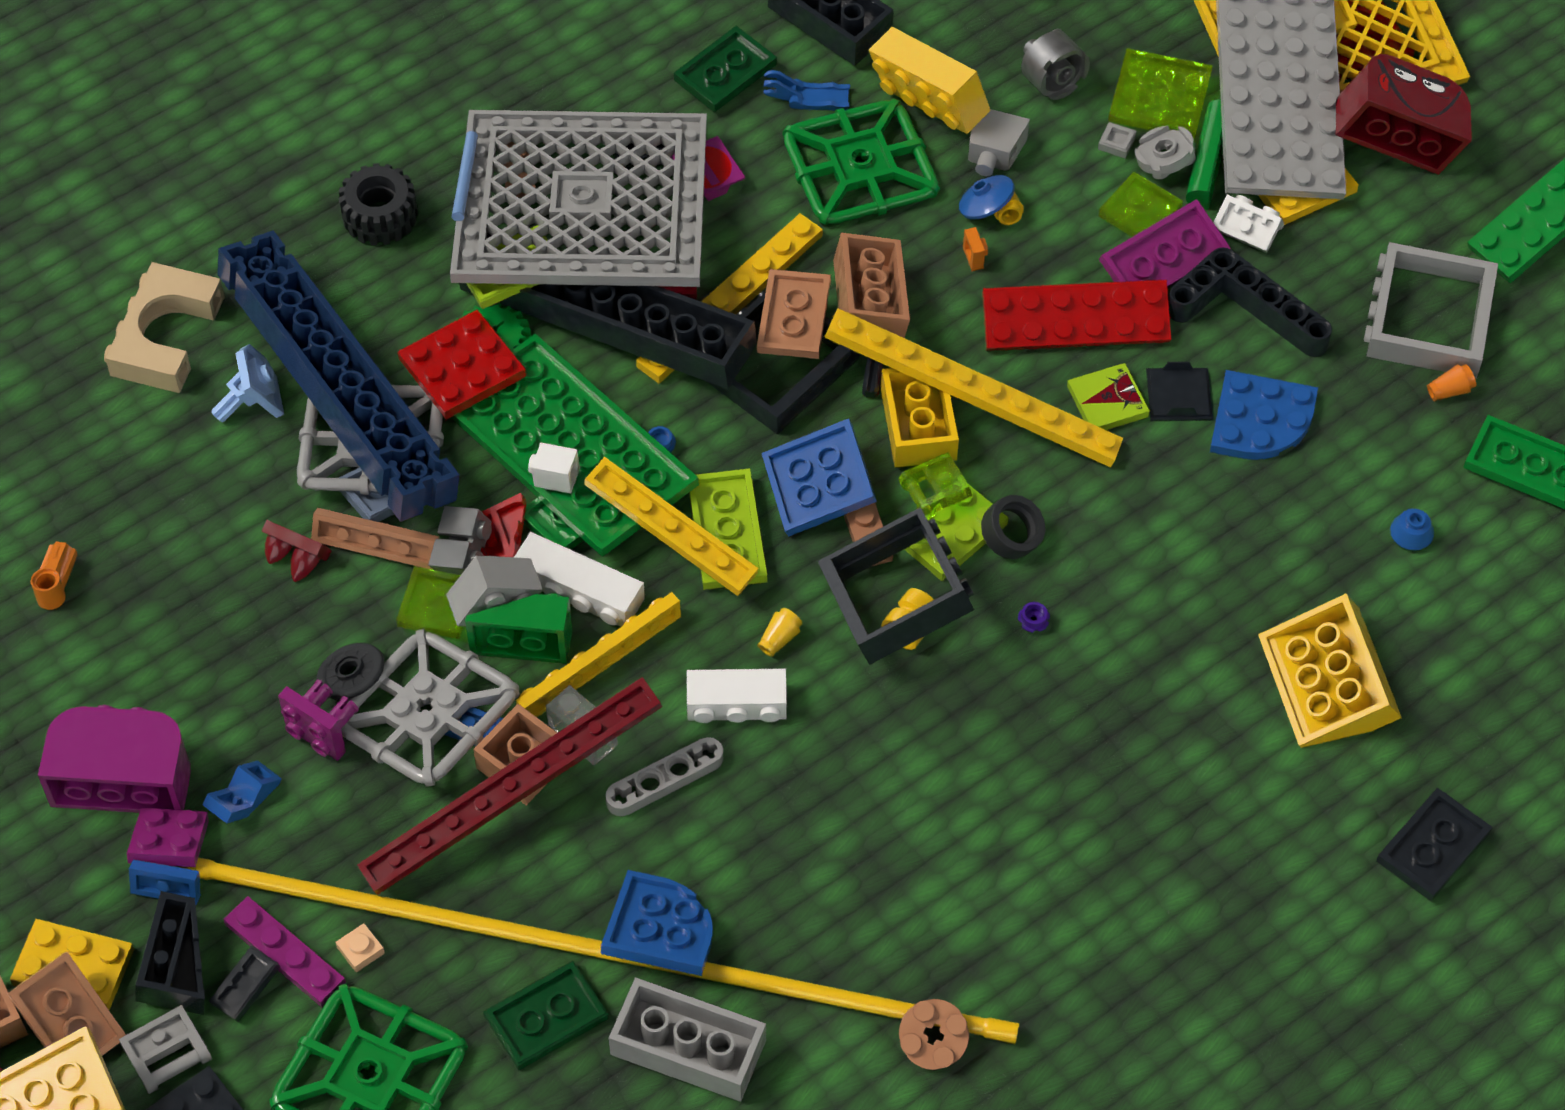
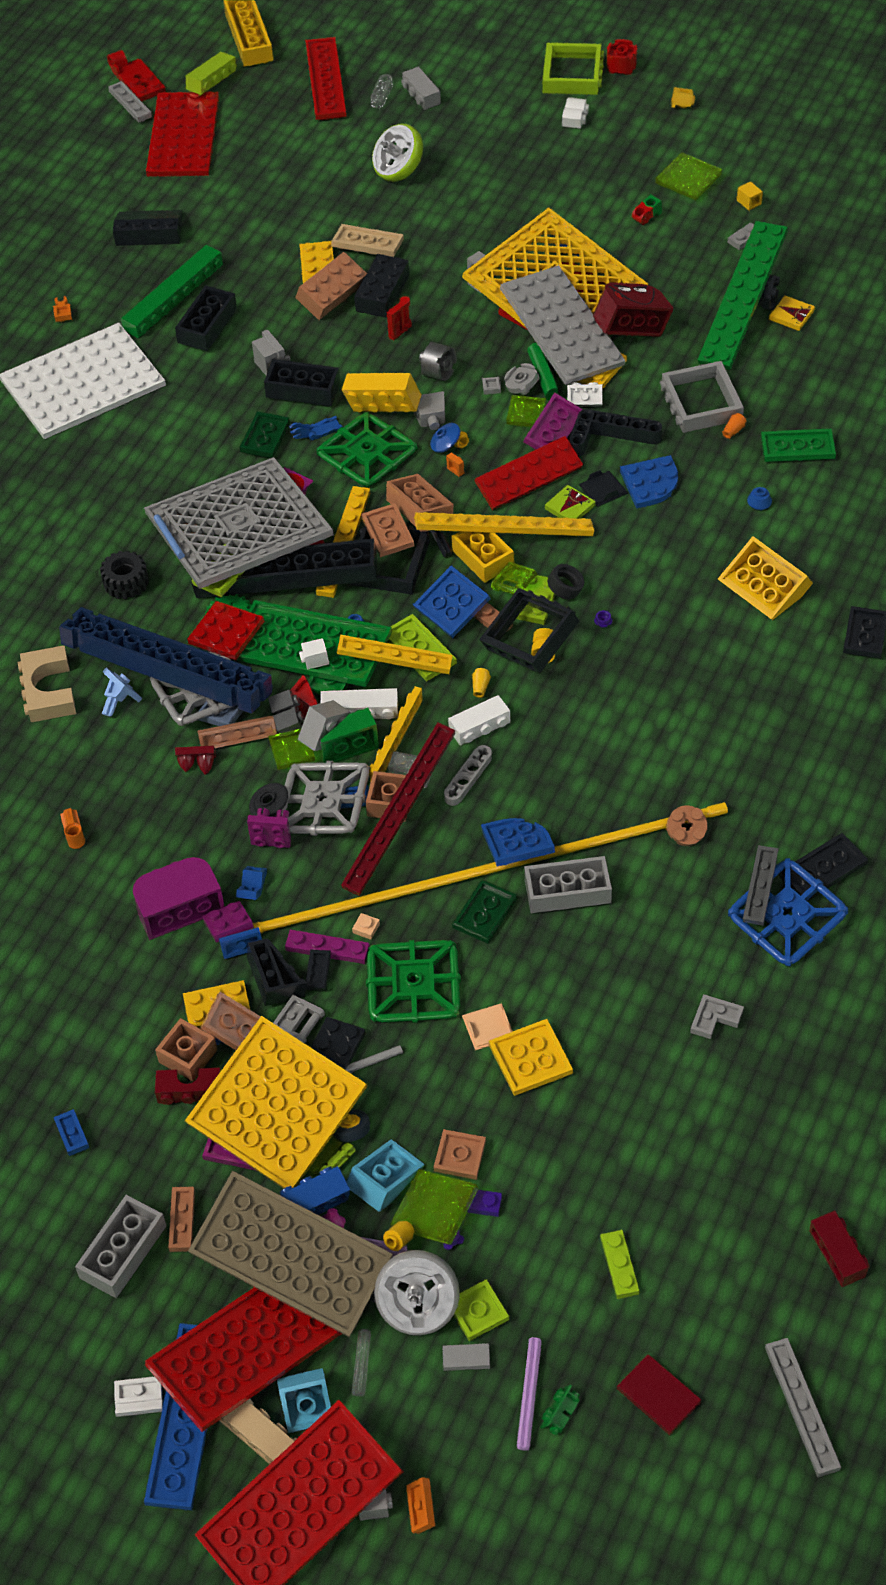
camera: 25 degrees left, 5 degrees down
(1160, 92) = (498, 353): clear neon green plate -> none

